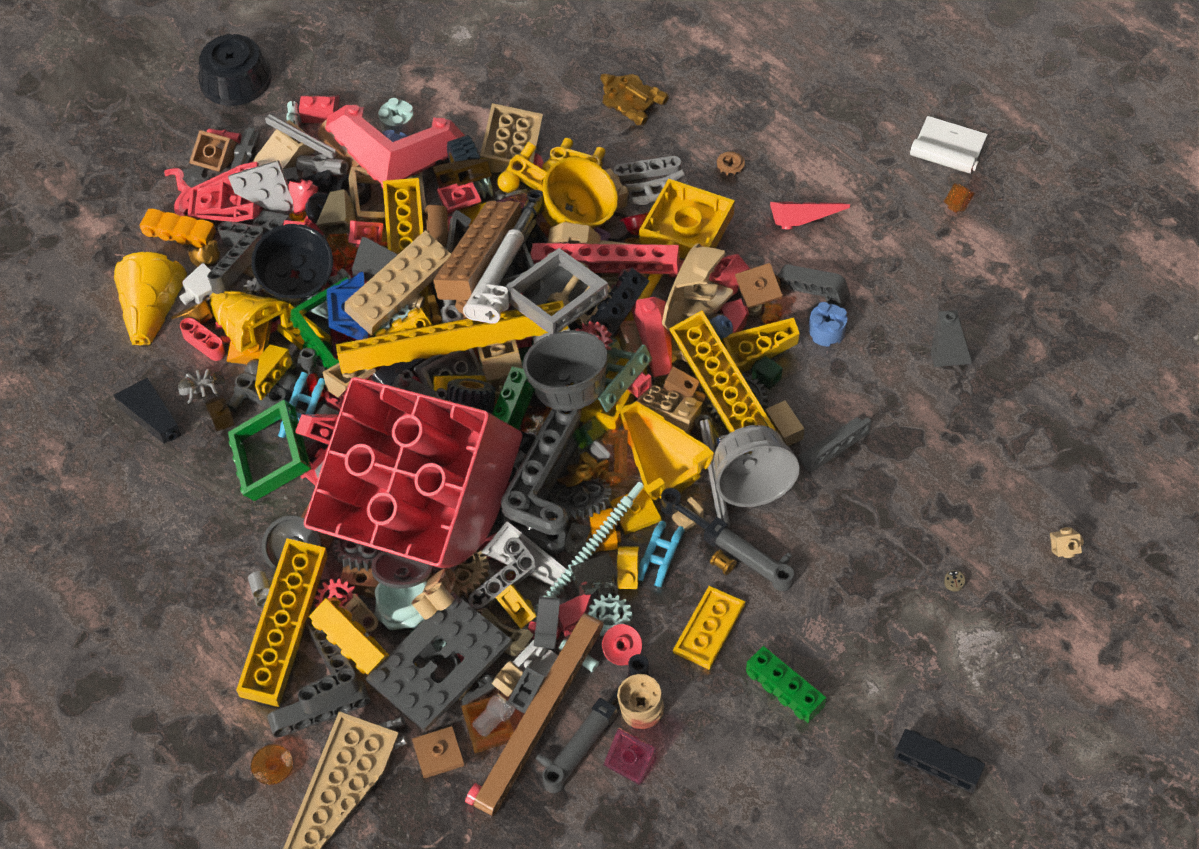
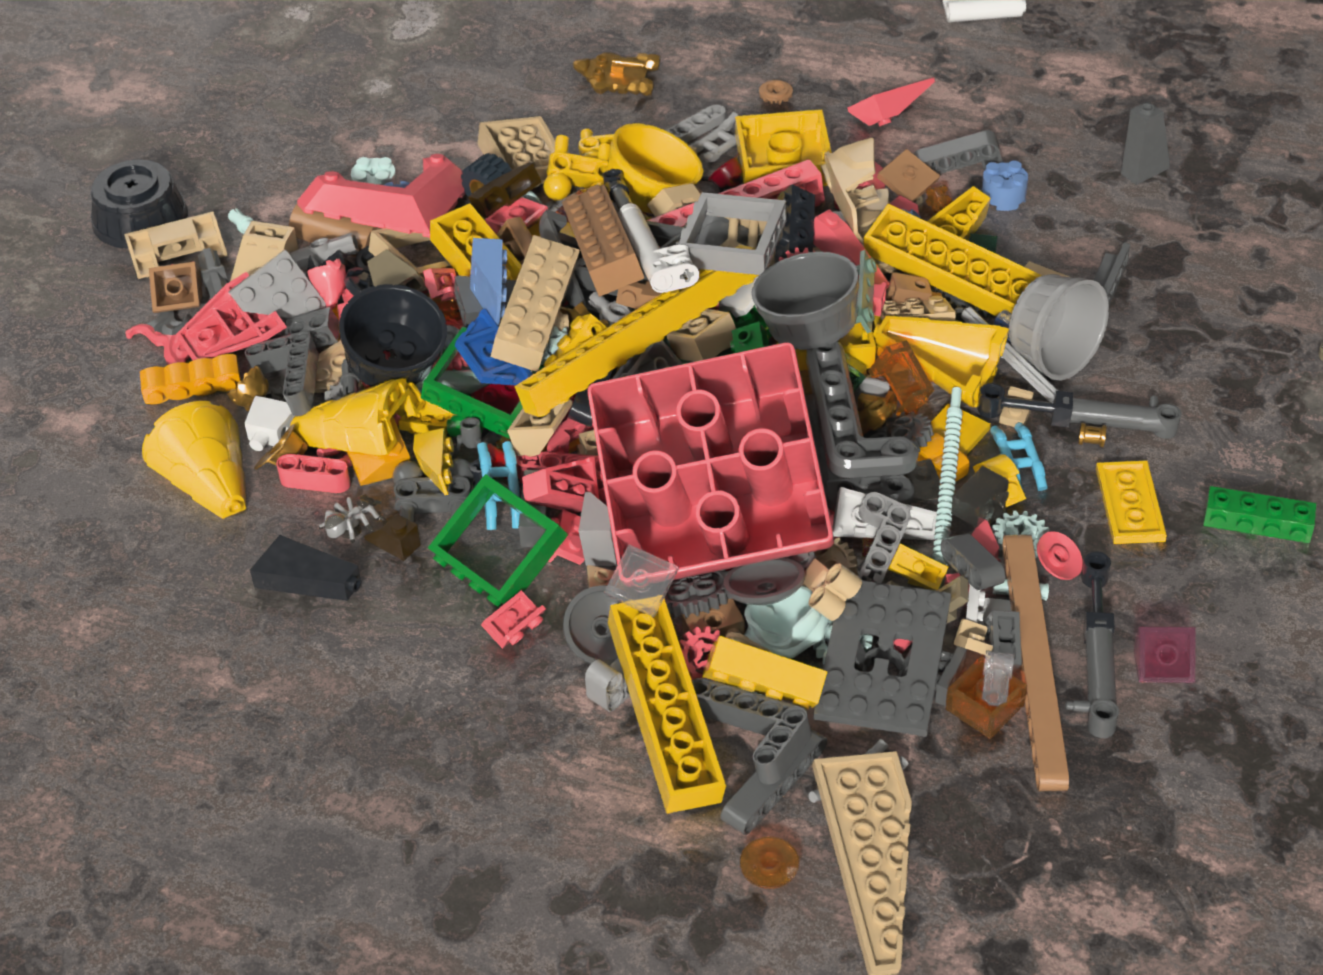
camera: 30 degrees left, 10 degrees down
(236, 110) = (173, 240): none -> tan bracket
(245, 511) = (512, 619): none -> coral bracket
(301, 136) = (281, 228): light grey axle -> none
(312, 531) = (641, 580): none -> clear plate
(317, 107) = (271, 204): coral slope -> none
(377, 246) = (488, 275): none -> medium blue slope
(438, 752) = (948, 757): medium nougat plate -> none
(472, 794) = (1030, 777): coral tile -> none
(641, 691) = (1133, 594): tan wheel -> none
(958, 198) = (1033, 34): clear orange brick -> none

